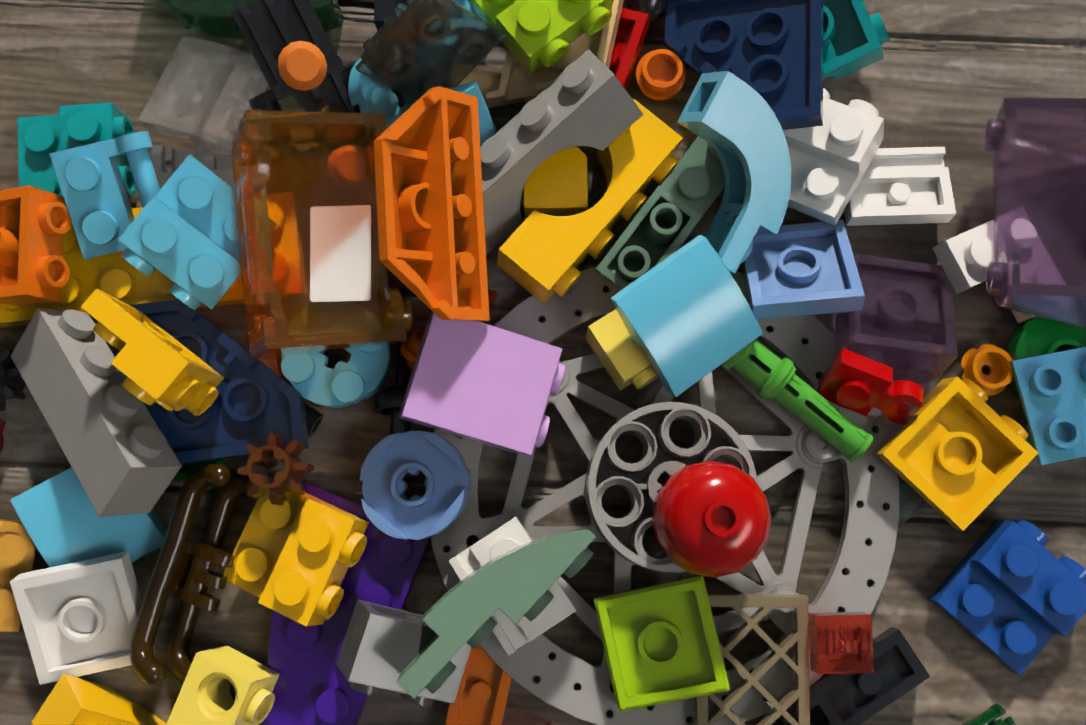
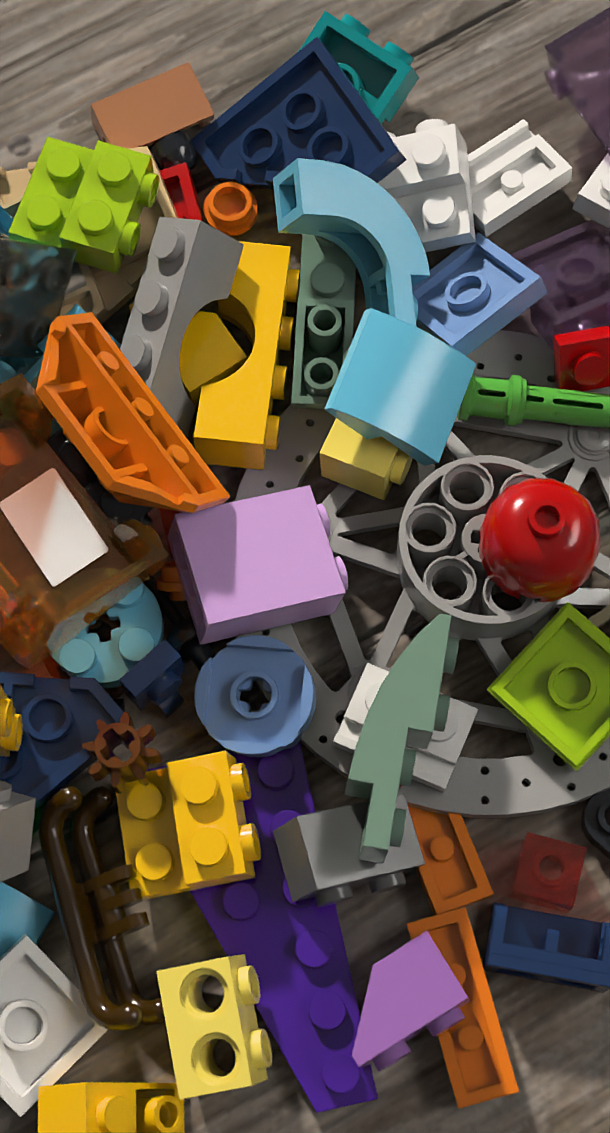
camera: 30 degrees left, 10 degrees down
(344, 424) = (156, 679): none -> dark blue plate

